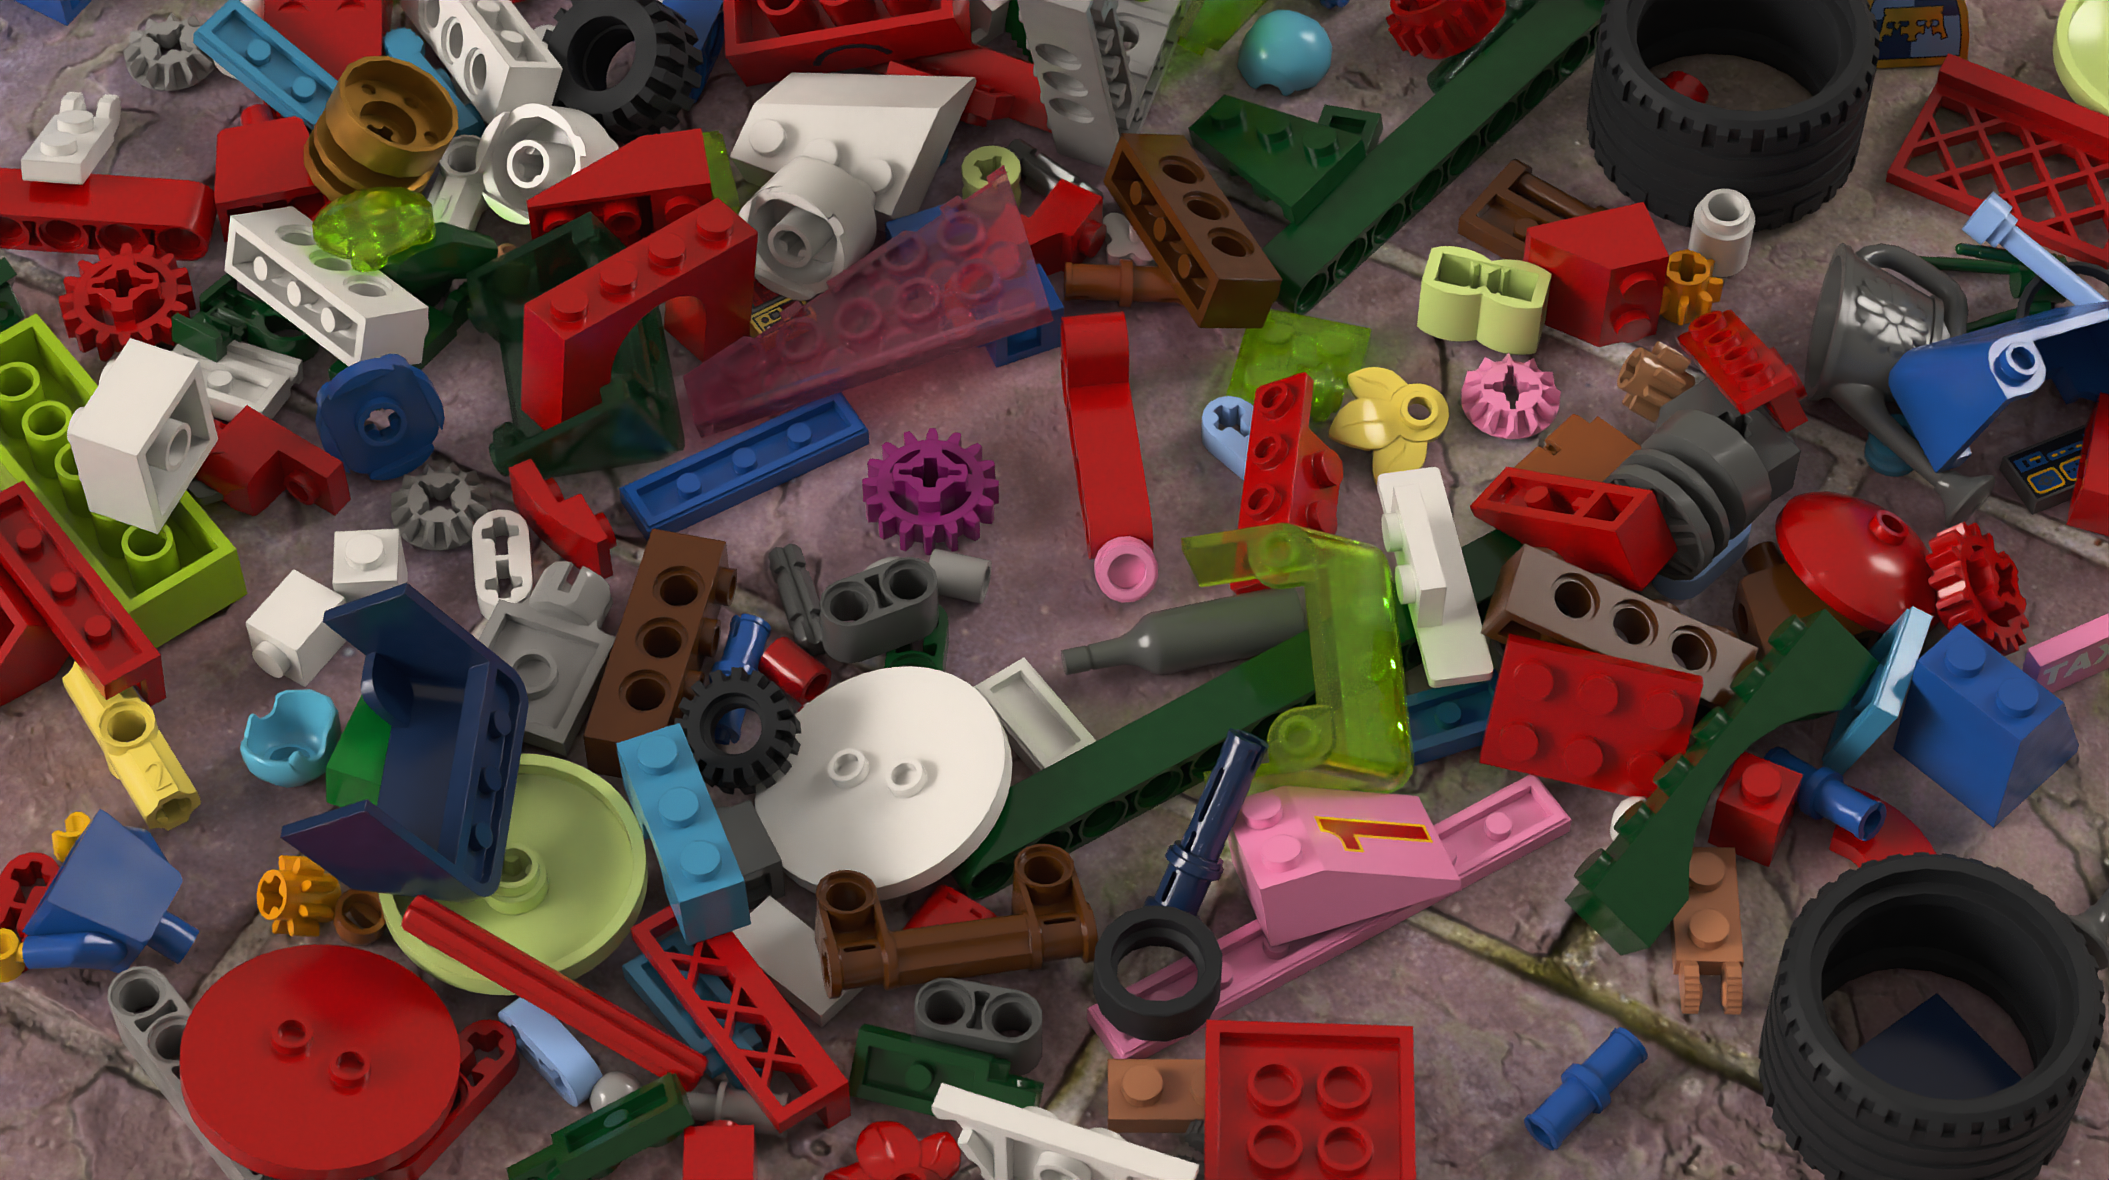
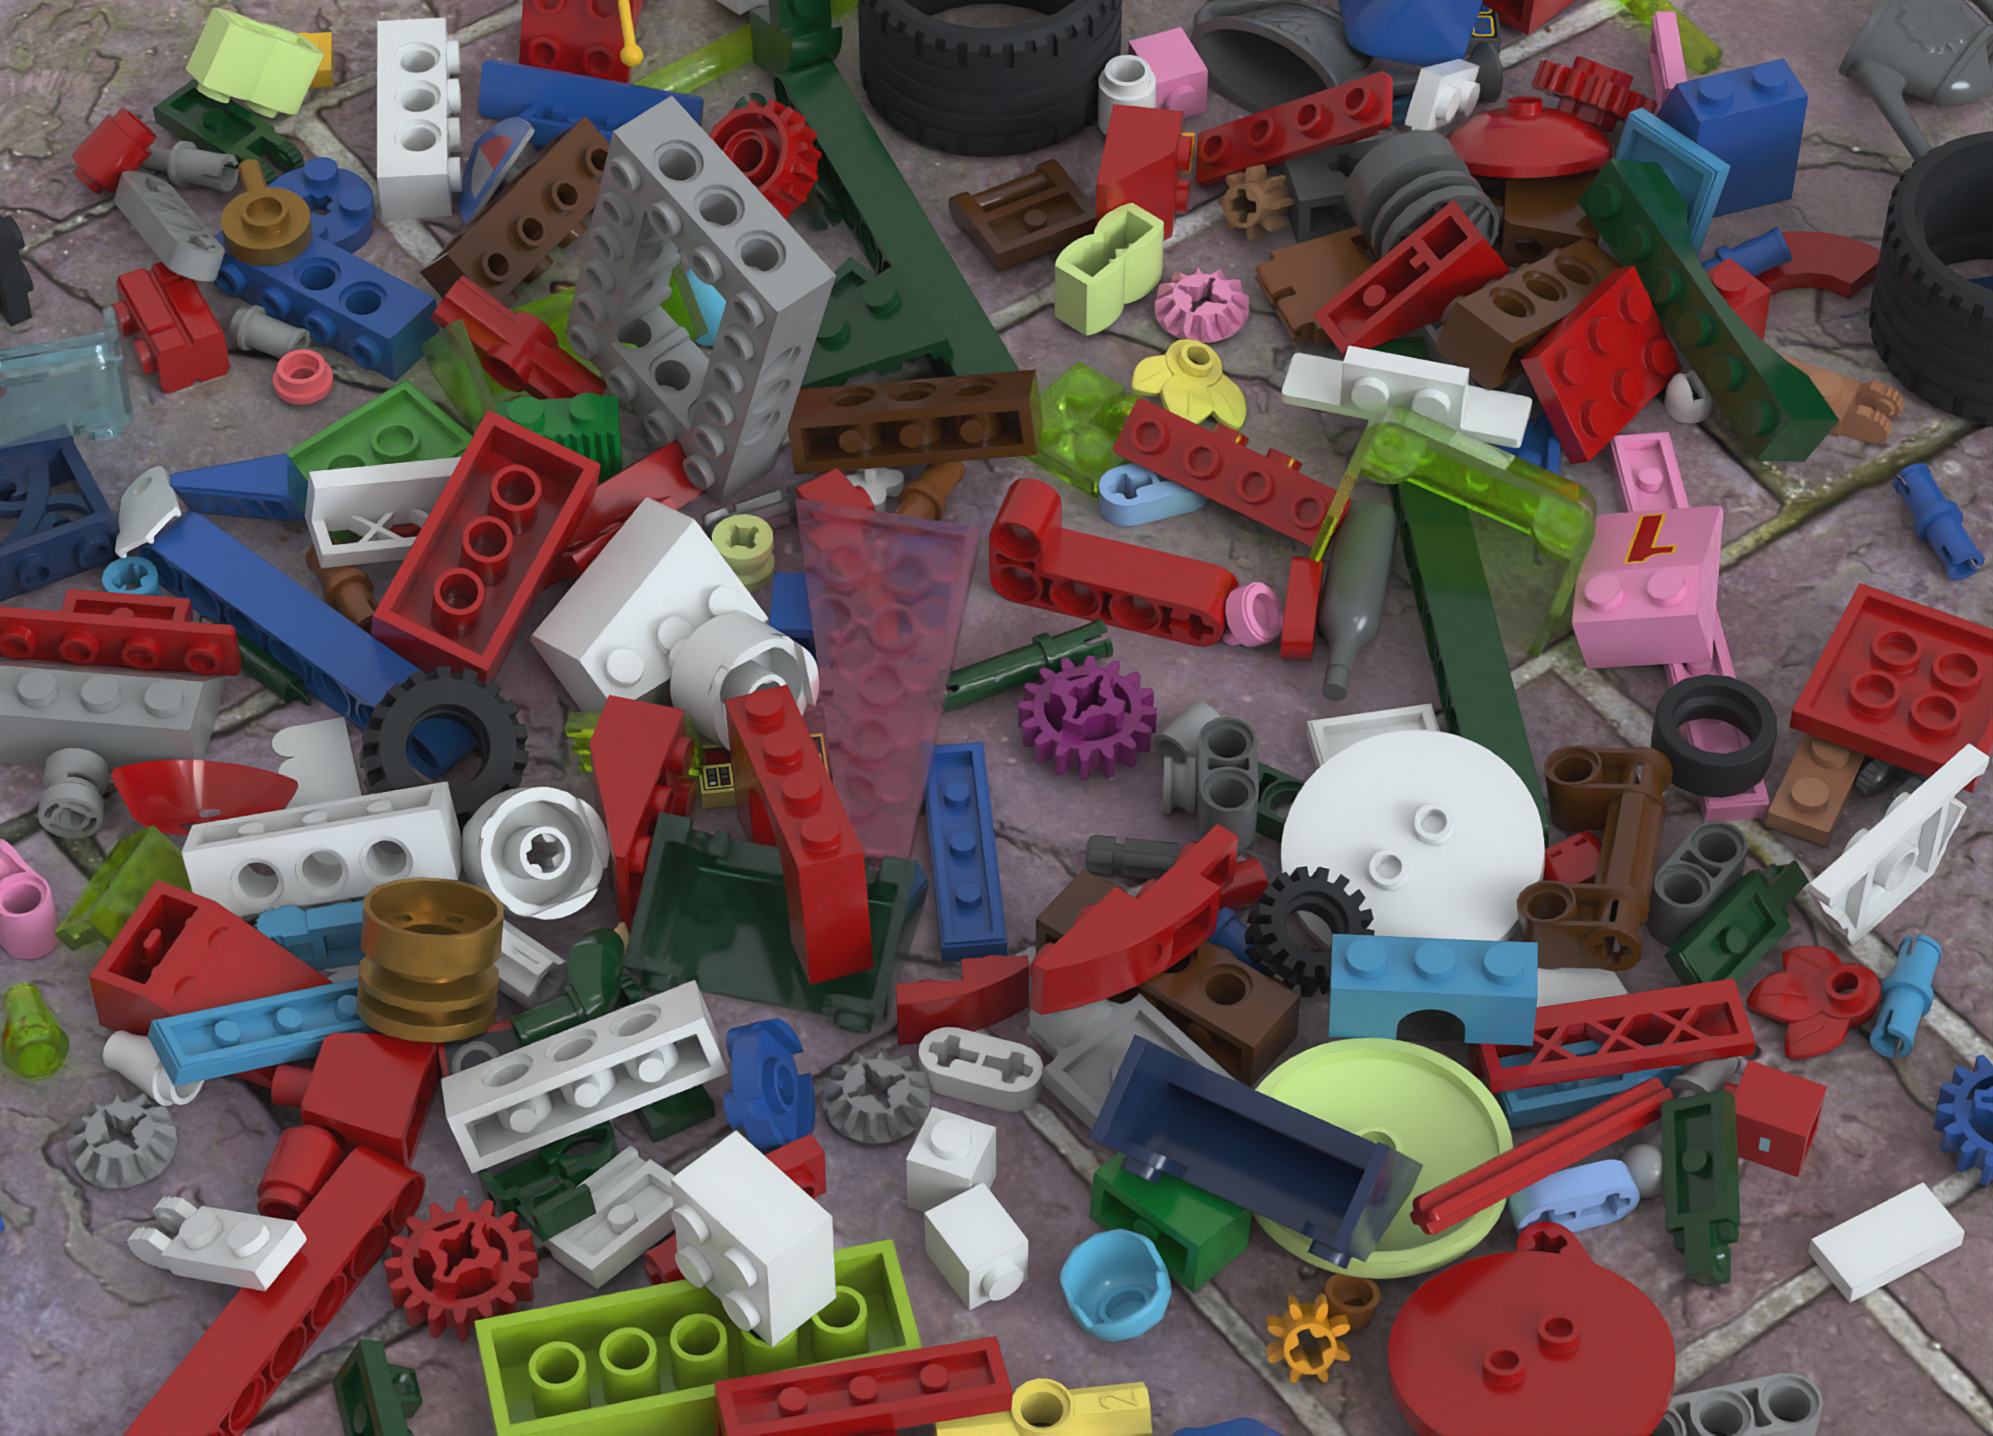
camera: 65 degrees left, 5 degrees down
(175, 159) = (297, 1171): none -> red brick
(374, 225) = (552, 995): clear neon green dish -> none
(628, 591) = (1138, 937): none -> red slope
(976, 426) = (1023, 664): none -> dark green pin
(1128, 601) = (1301, 608): none -> red beam
(1196, 858) = (1623, 664): dark blue pin -> none
(1786, 257) = (1177, 69): none -> bright pink brick
(1859, 462) = (1443, 96): none -> white plate

